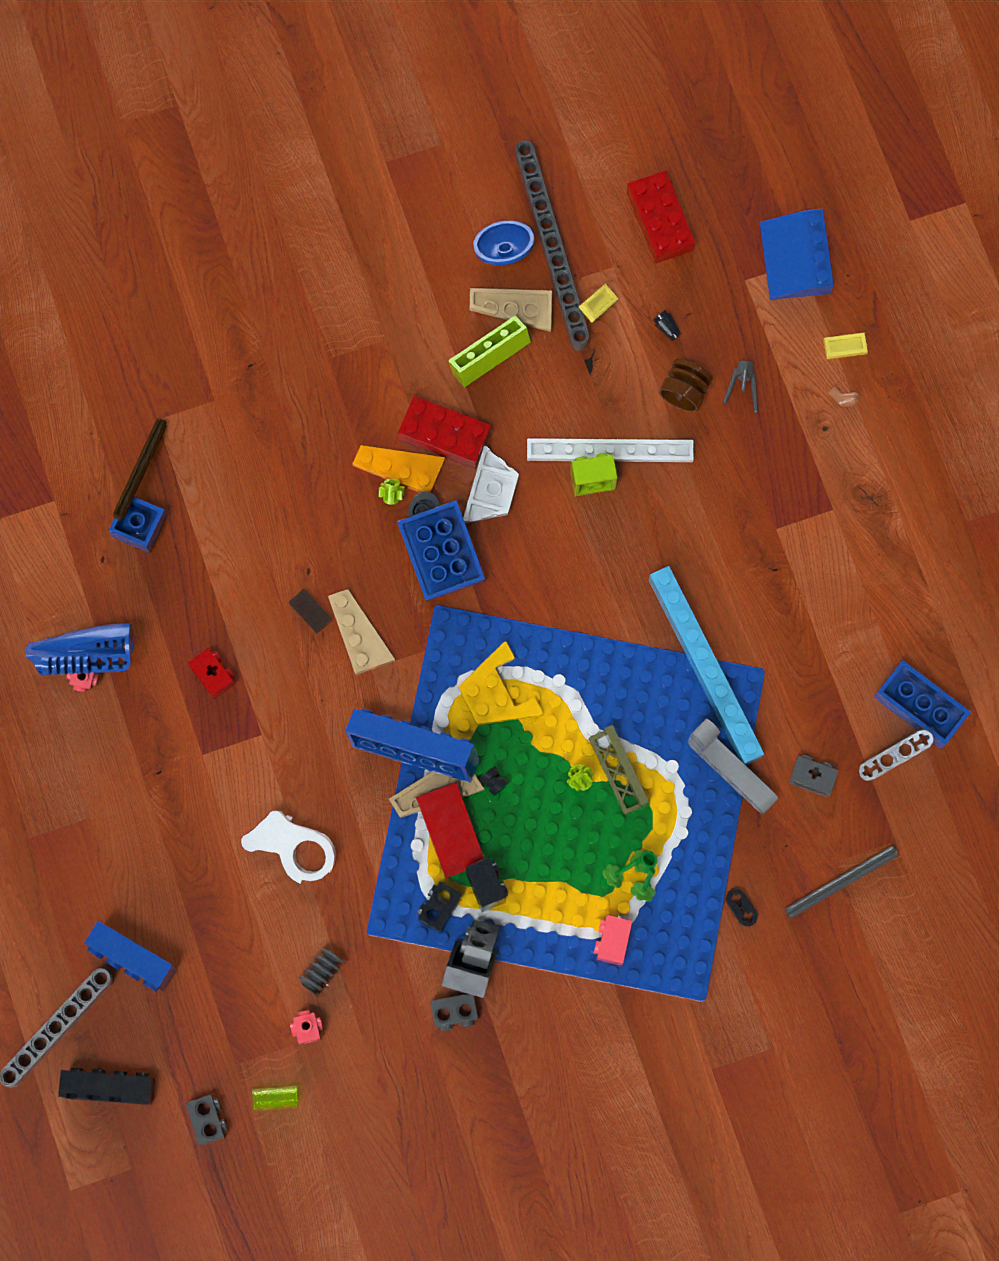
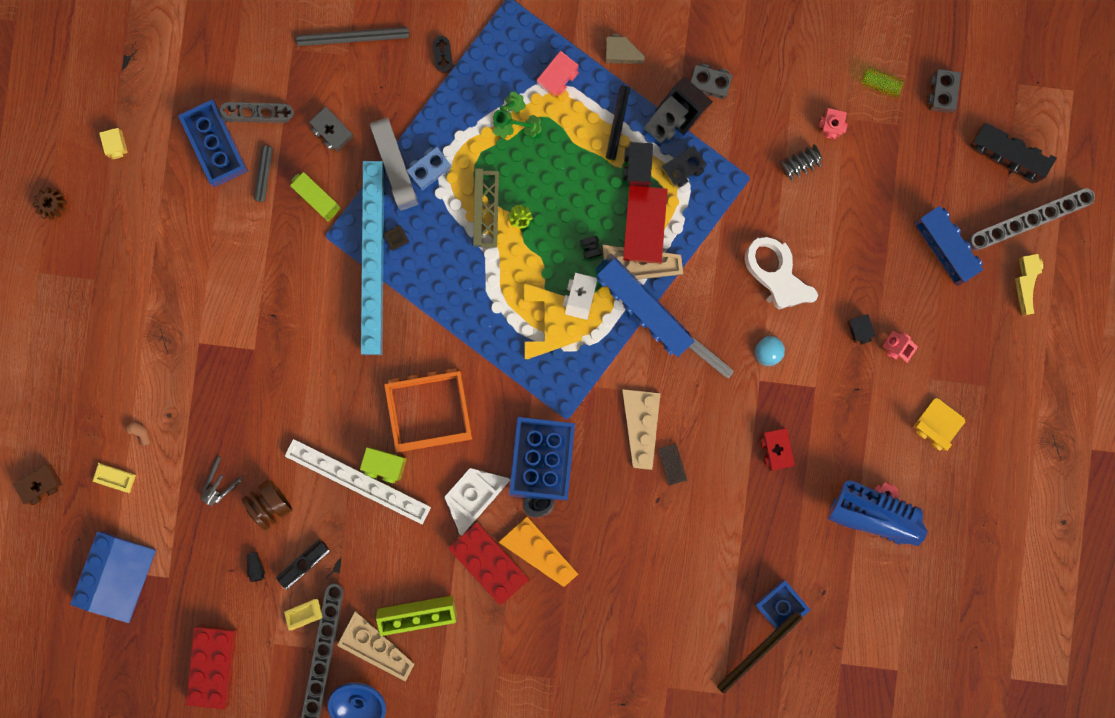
camera: 150 degrees left, 10 degrees up
(34, 977) = (1030, 268): none -> light yellow slope
(60, 773) = (939, 425): none -> yellow bracket
(134, 831) = (899, 346): none -> coral brick
(181, 832) = (861, 329): none -> black brick
(265, 767) = (769, 351): none -> medium azure hair
(320, 732) = (711, 359): none -> light grey axle
(391, 491) = (557, 533): lime gear -> none
(476, 714) = (580, 296): none -> white brick
(528, 922) = (617, 122): none -> black axle
(558, 519) = (413, 381): none -> orange window
(561, 999) = (622, 51): none -> dark tan slope
(618, 360) = (294, 572): none -> black piece
(691, 780) = (432, 172): none -> medium blue brick
(693, 699) = (396, 238): none -> dark brown tile
(794, 699) = (315, 196): none -> lime brick
(857, 701) = (263, 173): none -> dark grey axle
(910, 315) = (45, 476): none -> reddish brown brick

